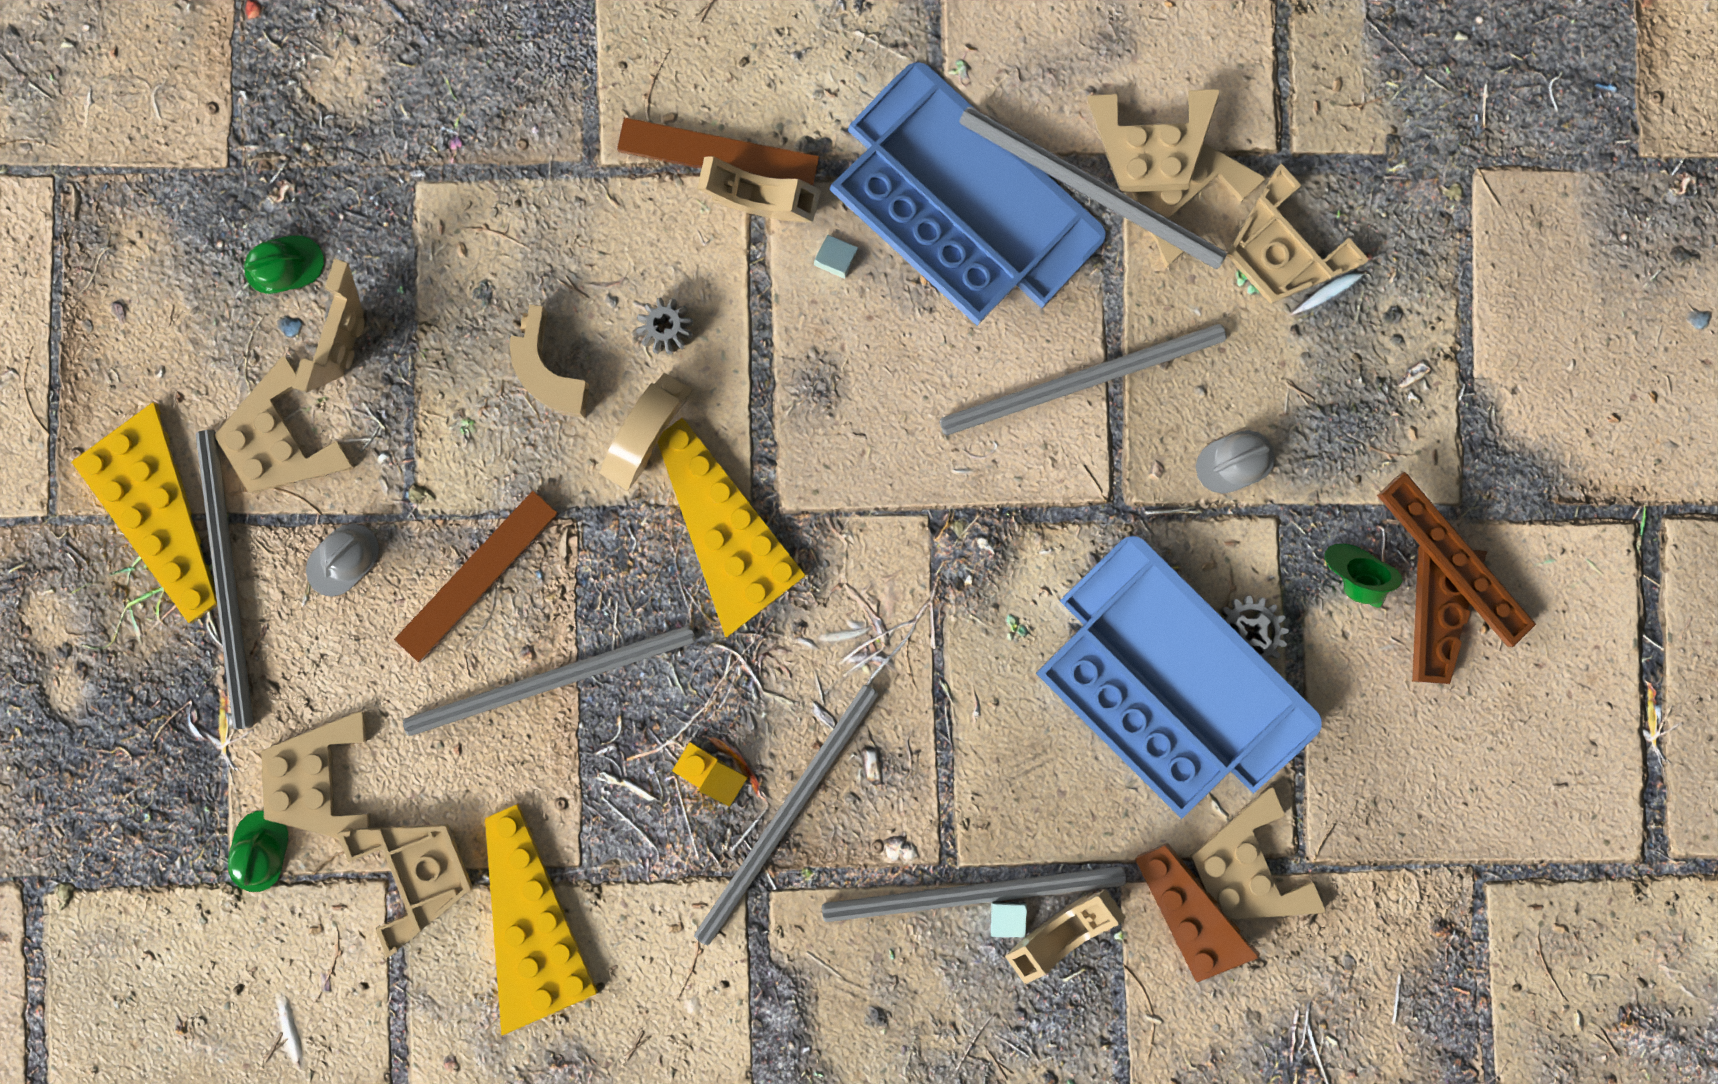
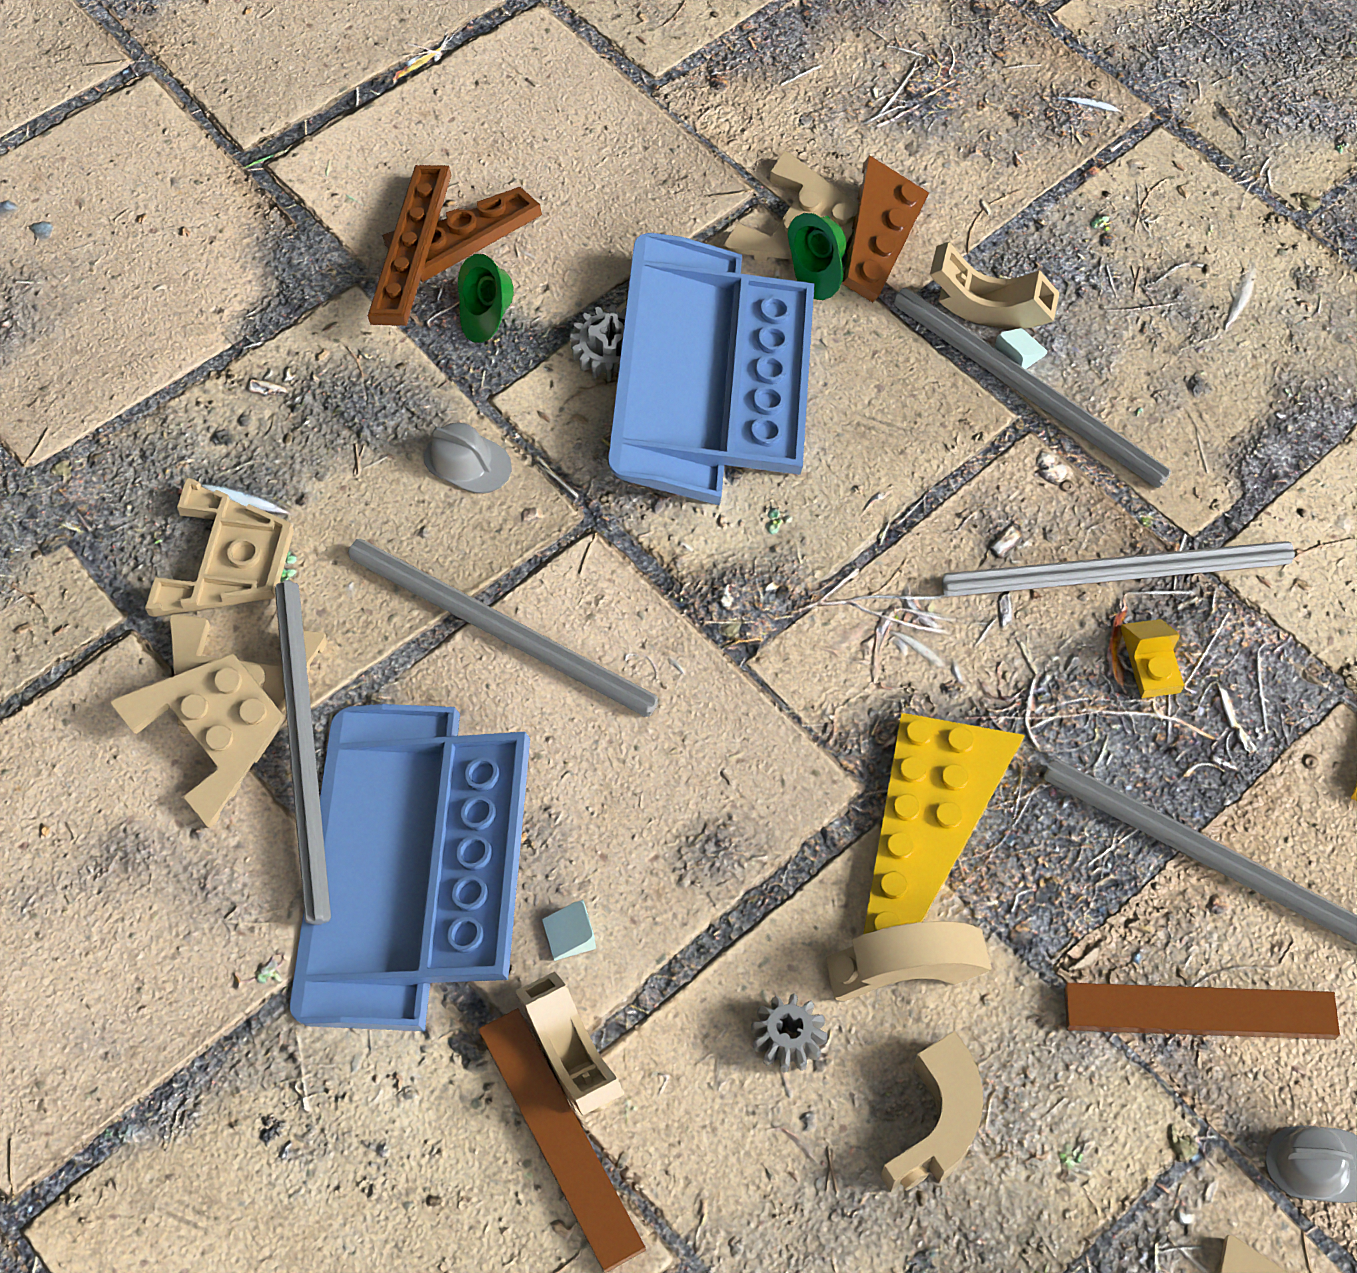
camera: 130 degrees left, 25 degrees down
(1201, 840) = (817, 252): none -> green piece

